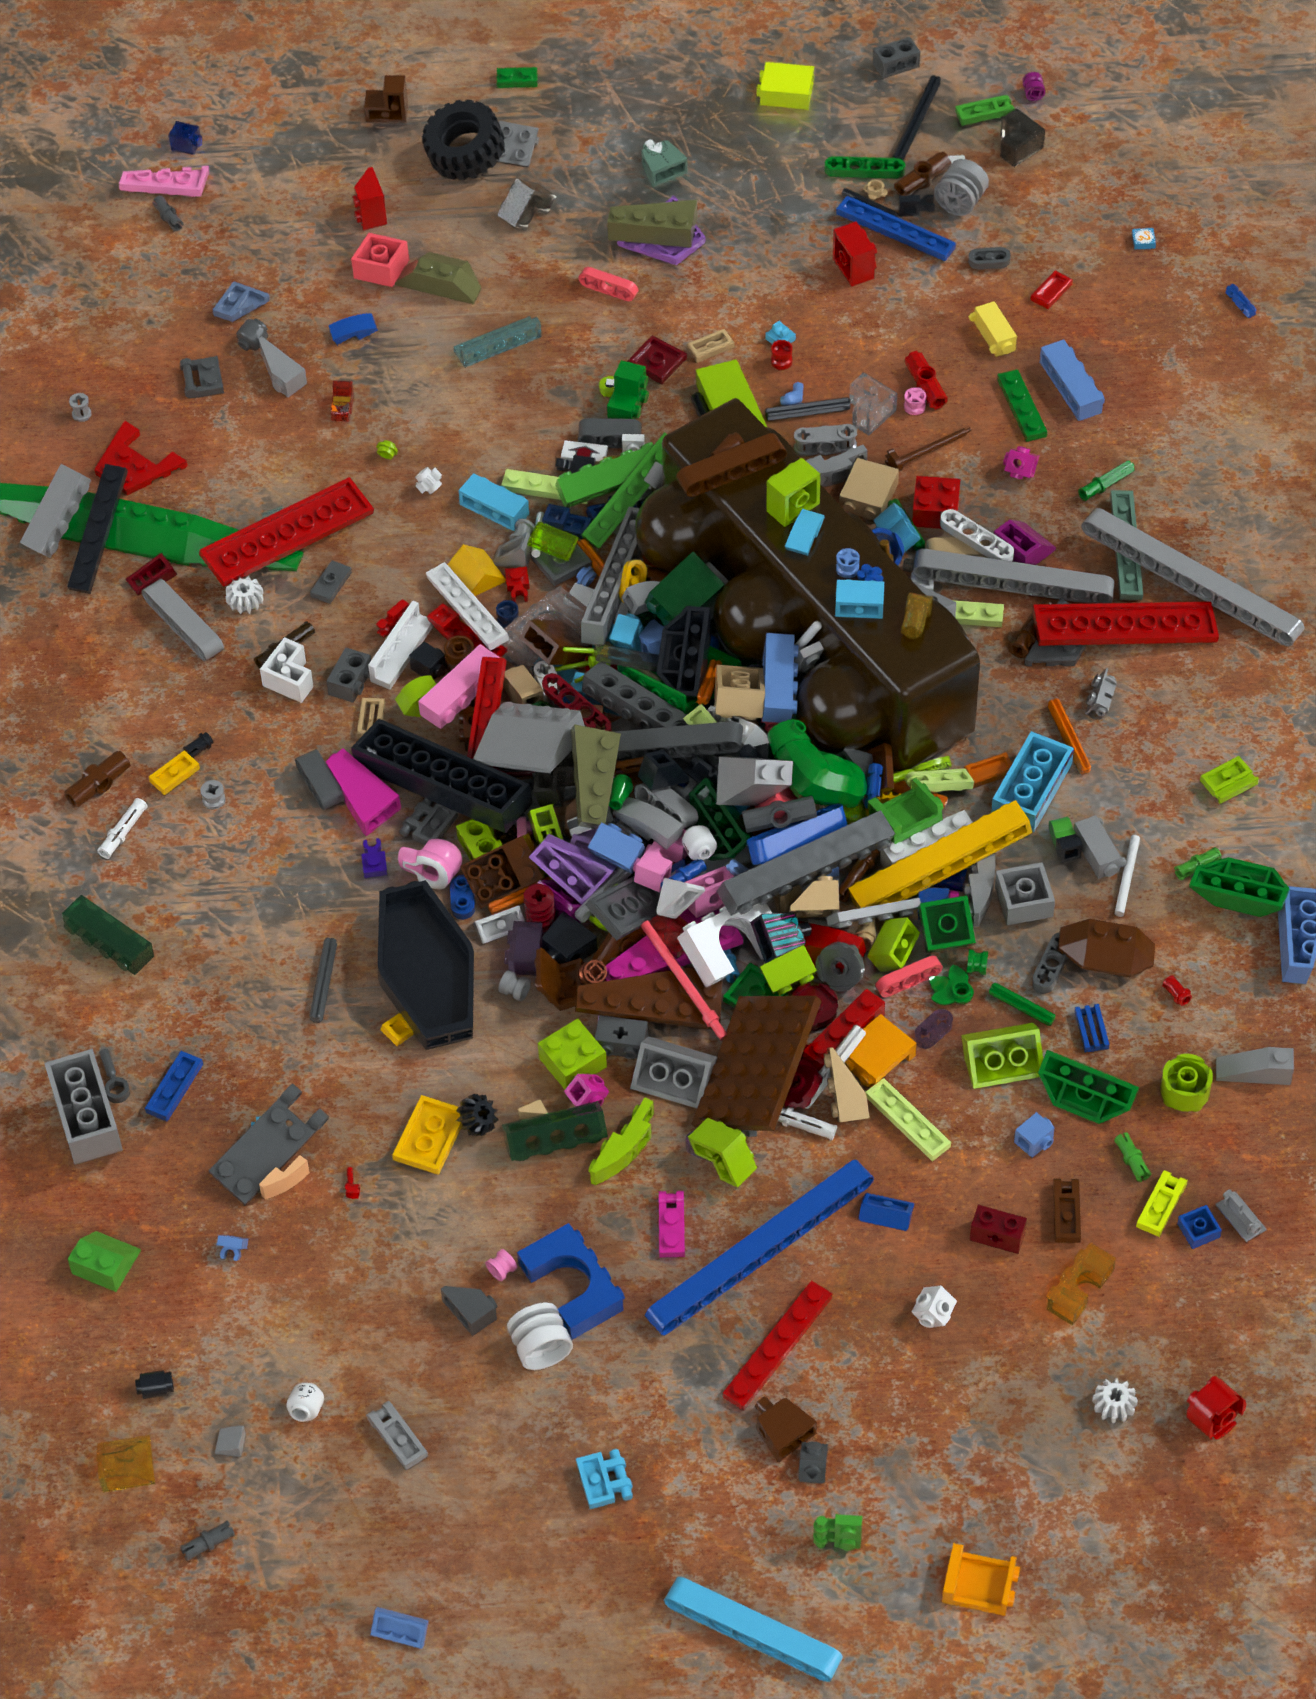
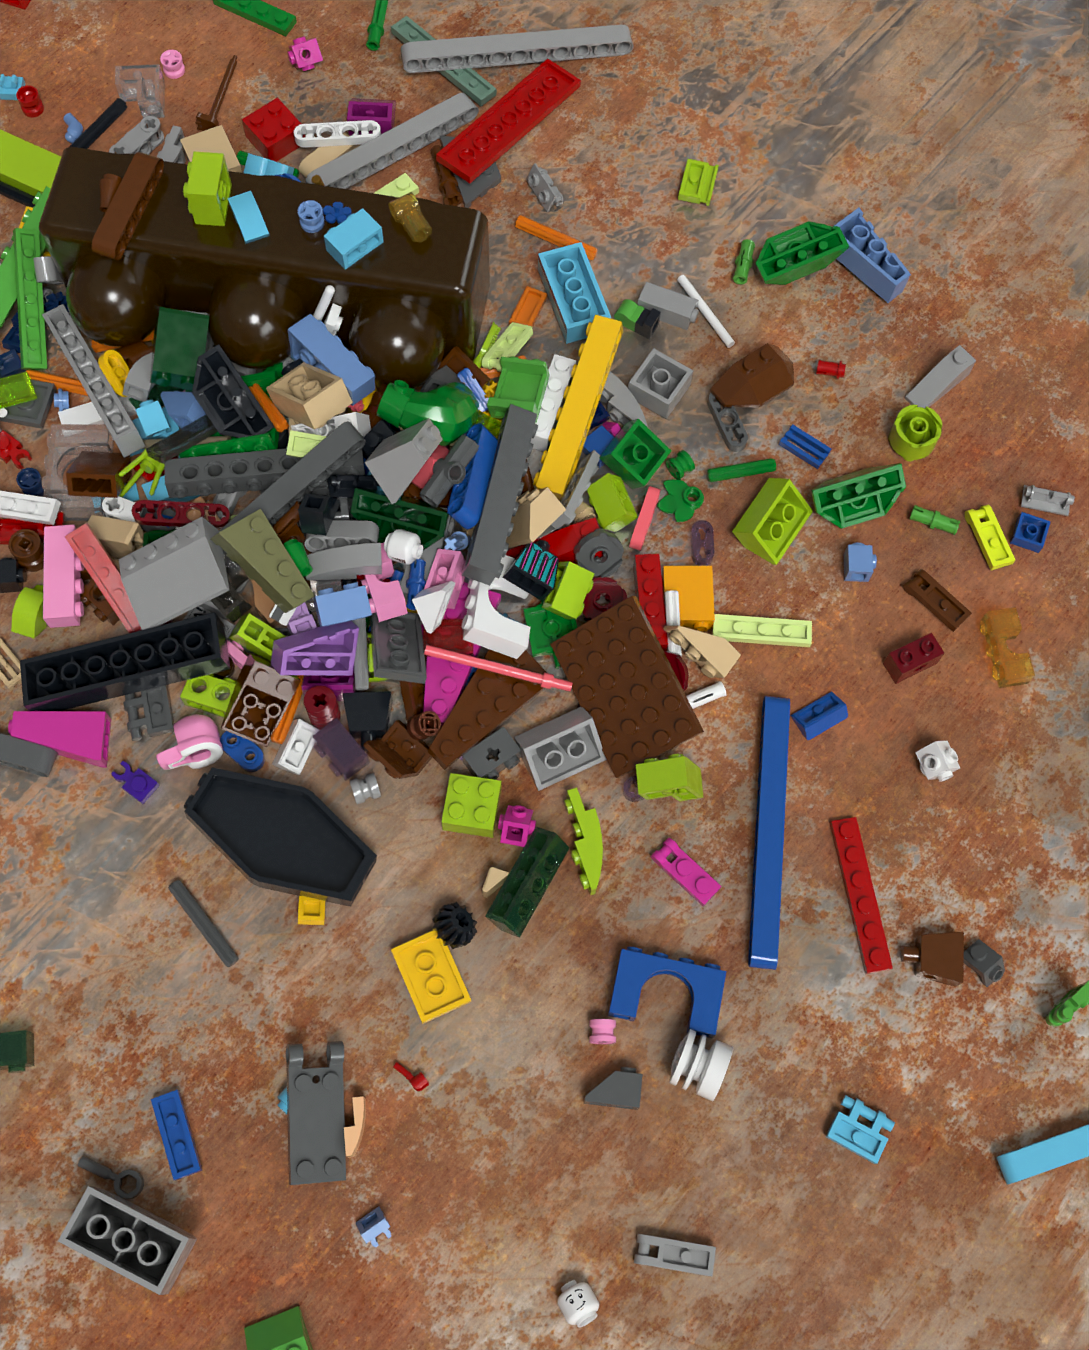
camera: 50 degrees left, 15 degrees up
(926, 379) = (163, 40): red piece -> none

